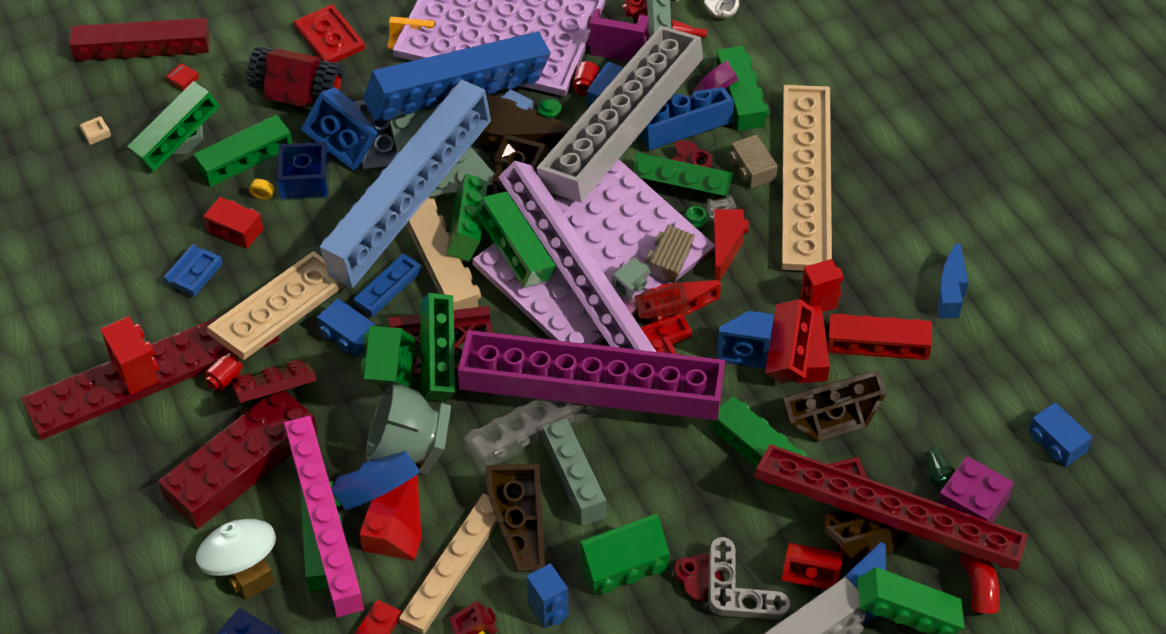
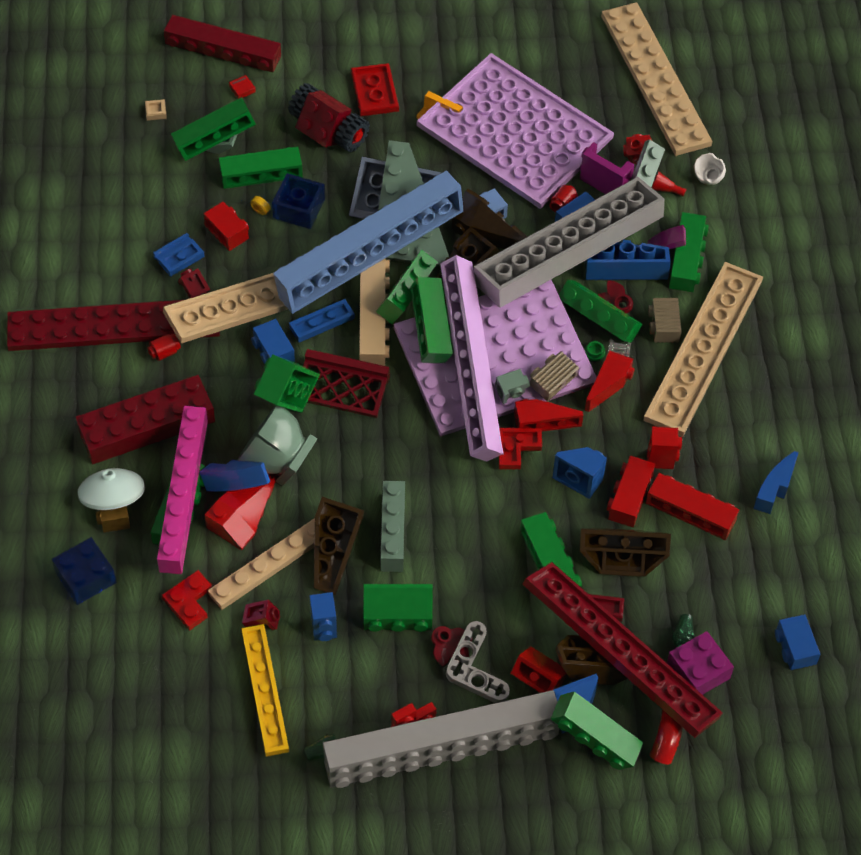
camera: 20 degrees right, 5 degrees up
(130, 354) = (97, 308): red brick -> none
(225, 293) = (193, 283): none -> dark red bracket
(273, 380) = (195, 368): dark red plate -> none
(342, 126) = (342, 174): blue slope -> none
(429, 80) = (466, 164): blue brick -> none
(437, 347) = (331, 386): green brick -> none
(529, 433) = (356, 484): clear brick -> none
(549, 108) = (521, 216): green plate -> none
(592, 374) = (440, 454): magenta brick -> none
(664, 309) = (536, 408): clear red slope -> none
(790, 341) = (612, 484): red brick -> none

